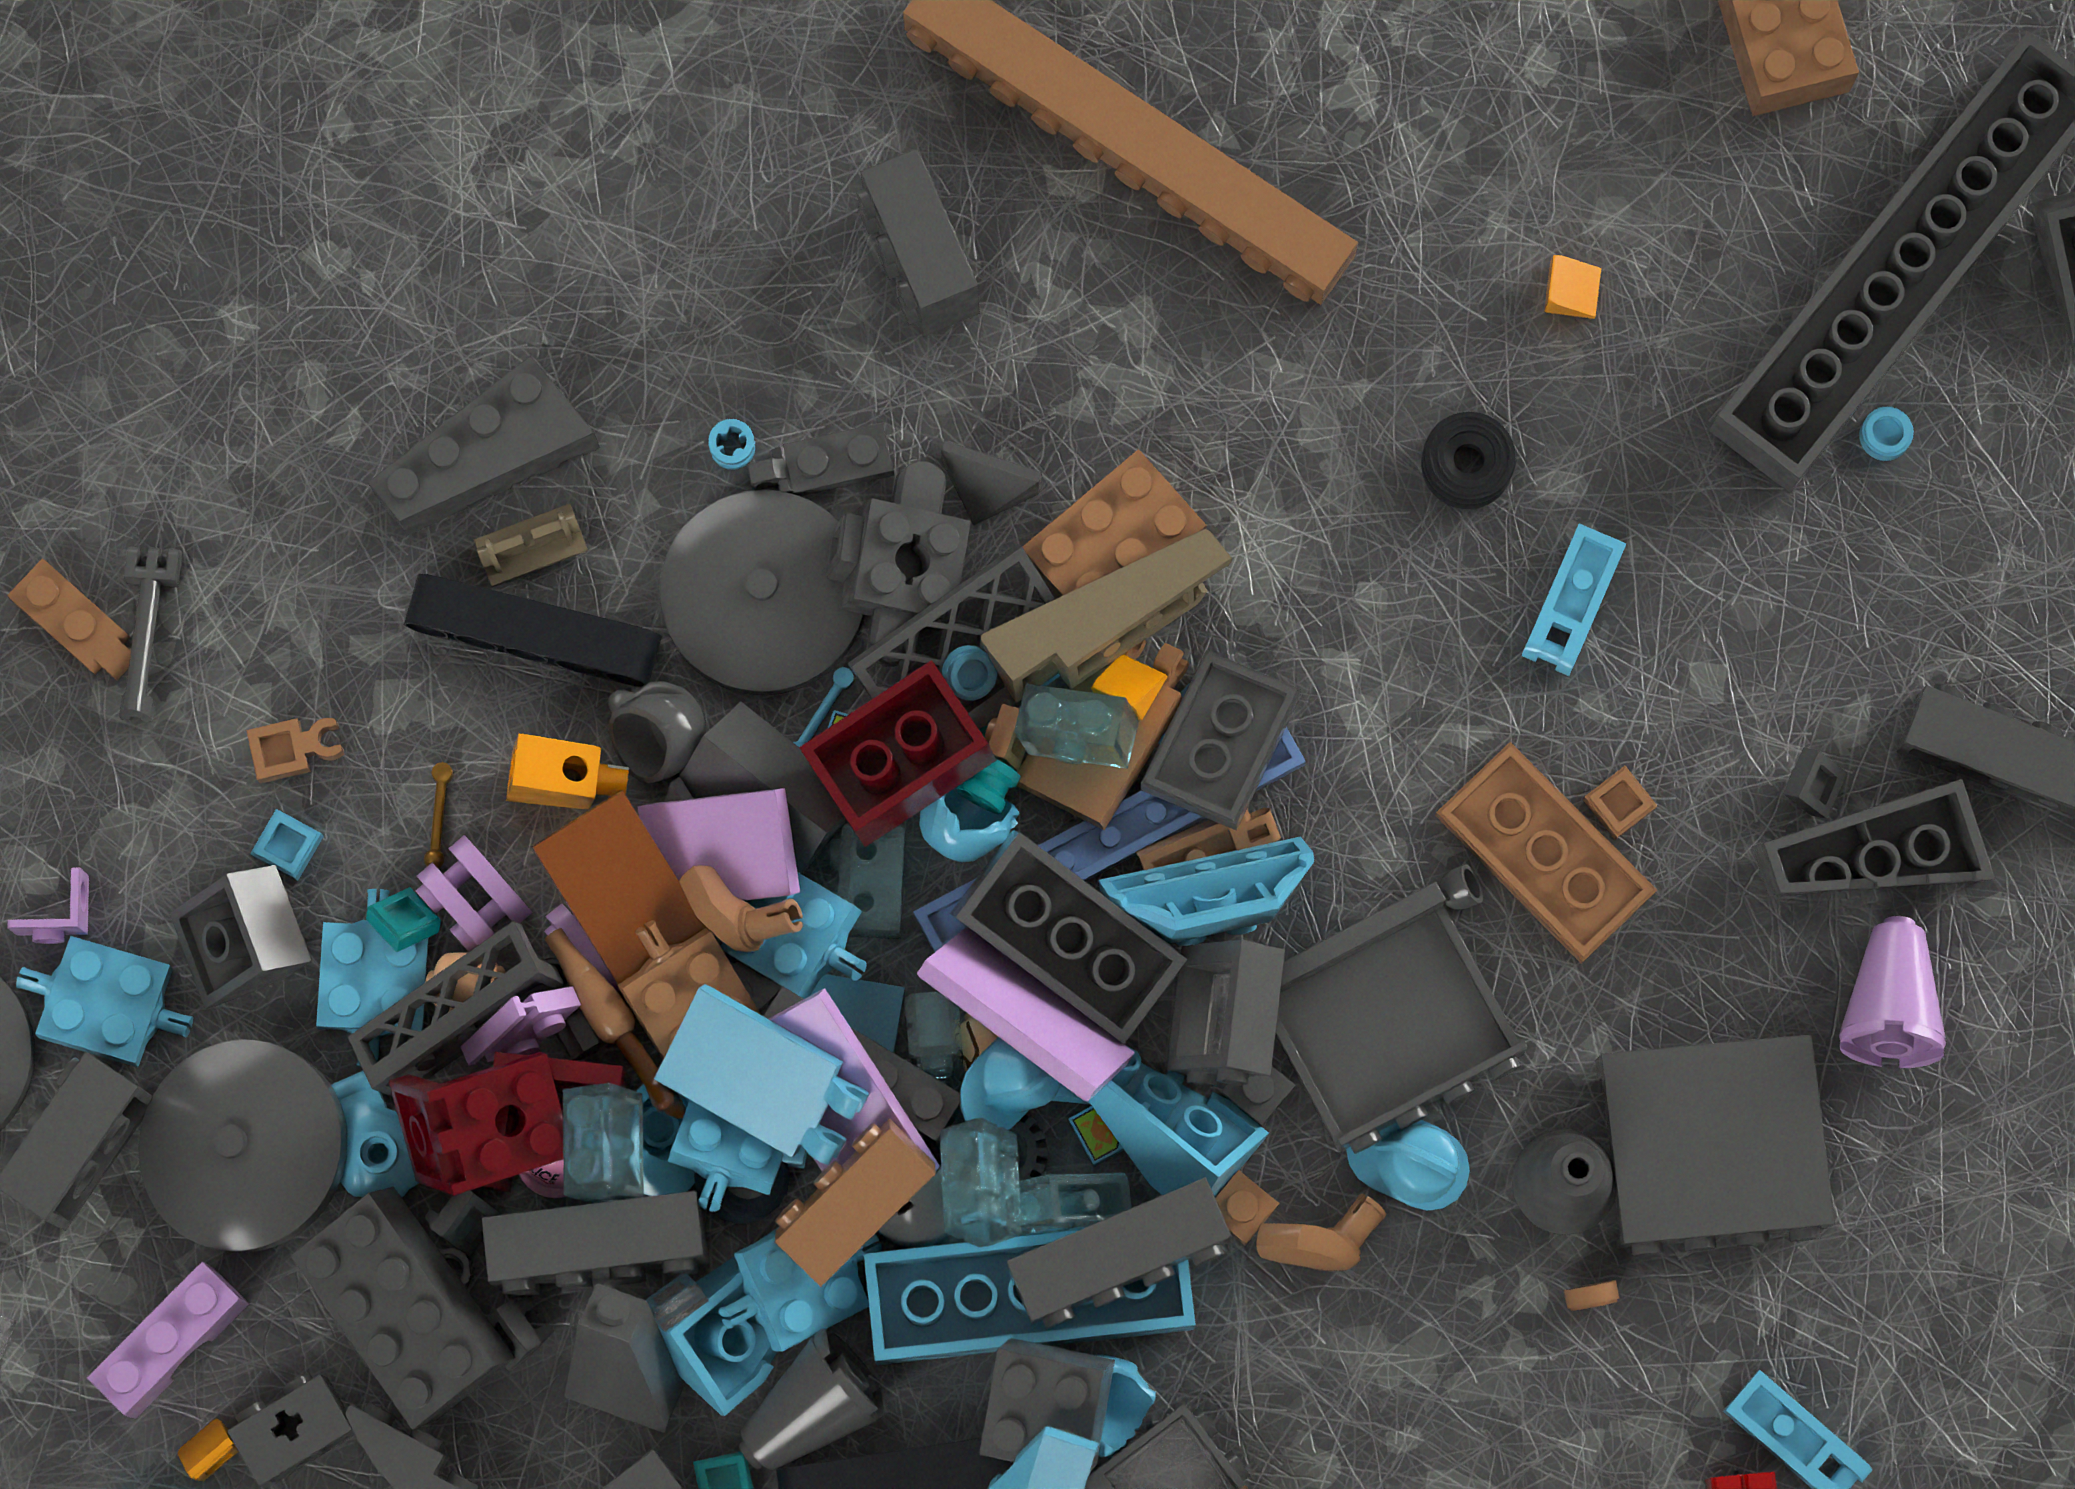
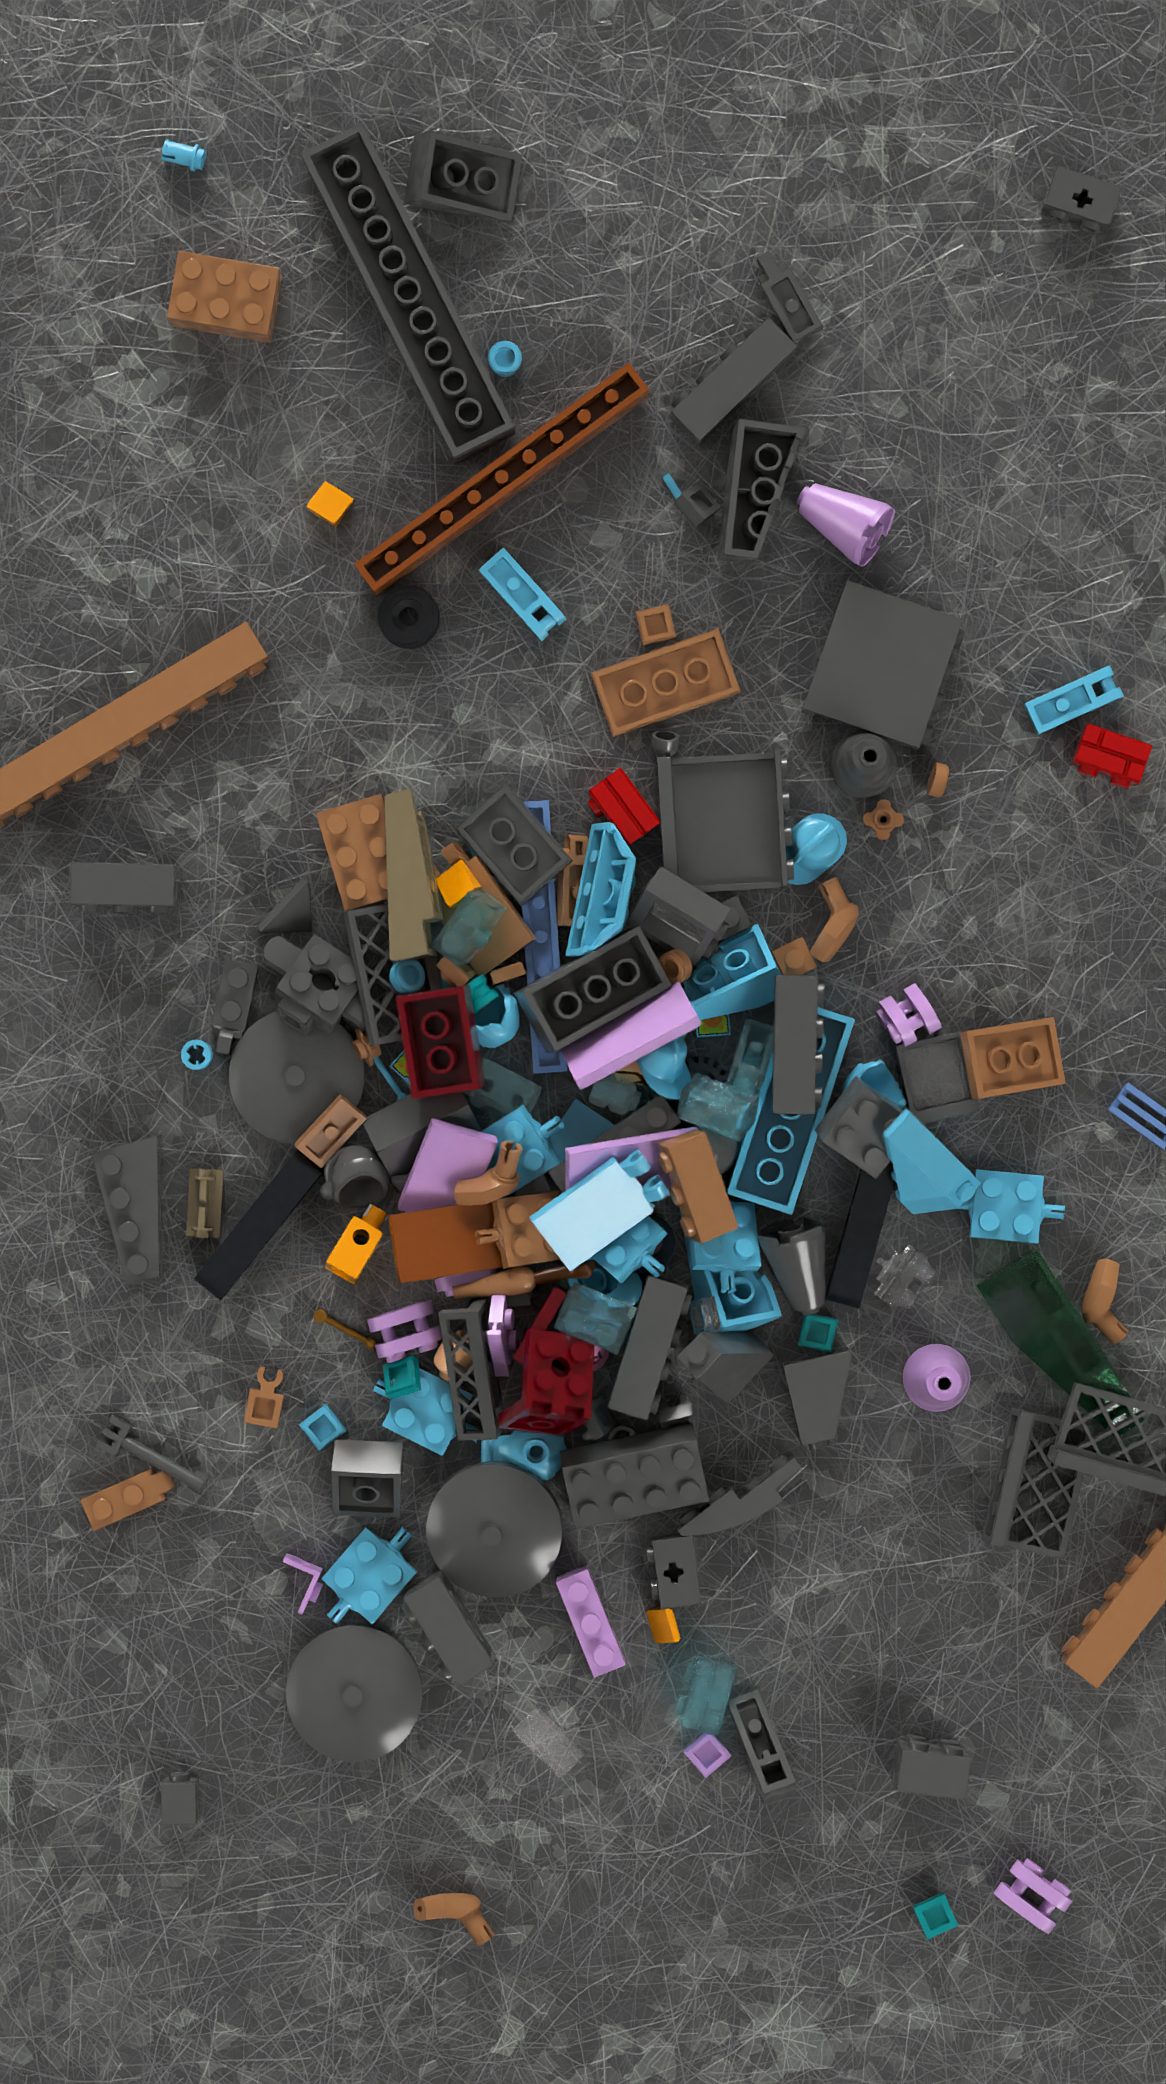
camera: 60 degrees left, 10 degrees up
(706, 666) = (330, 1131): none -> medium nougat plate
(838, 665) = (363, 1049): none -> medium nougat plate
(1037, 813) = (508, 973): none -> medium nougat tile
(1154, 1040) = (676, 965): none -> medium nougat tile
(1228, 1381) = (894, 1020): none -> lavender brick
(1343, 869) = (623, 806): none -> red brick
(1485, 1251) = (883, 829): none -> medium nougat plate
(1719, 499) = (502, 479): none -> dark orange brick
(1825, 736) = (672, 486): none -> medium azure piece

